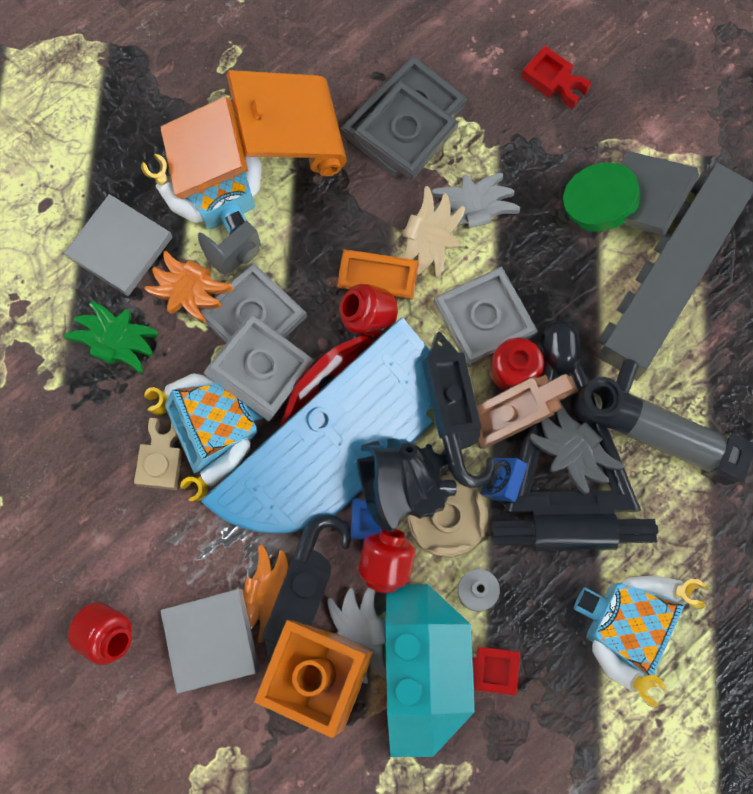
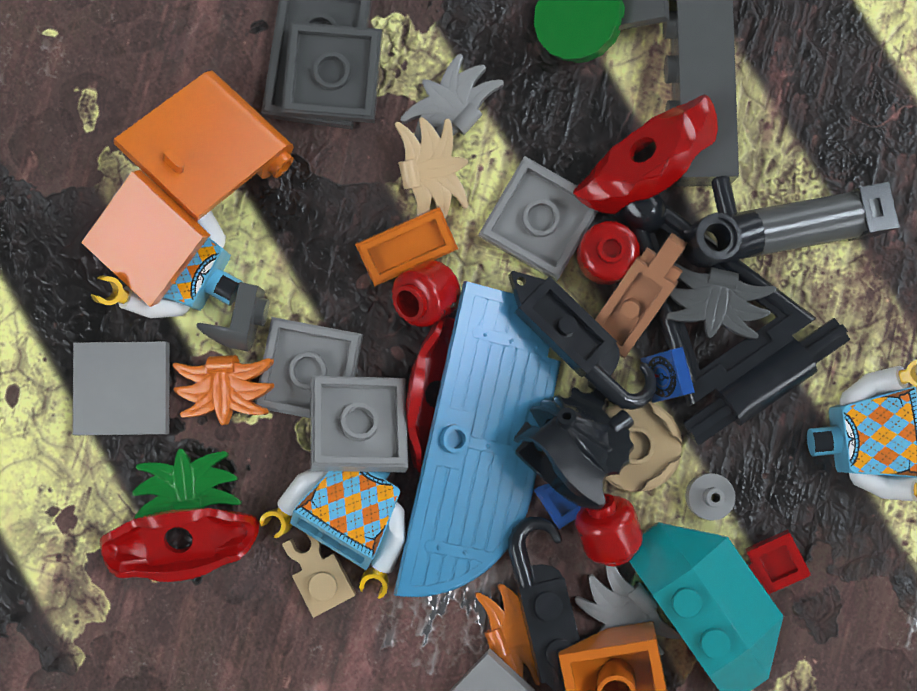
camera: 30 degrees left, 10 degrees up
(53, 357) = (143, 552): none -> red piece
(609, 316) = (678, 139): none -> red piece

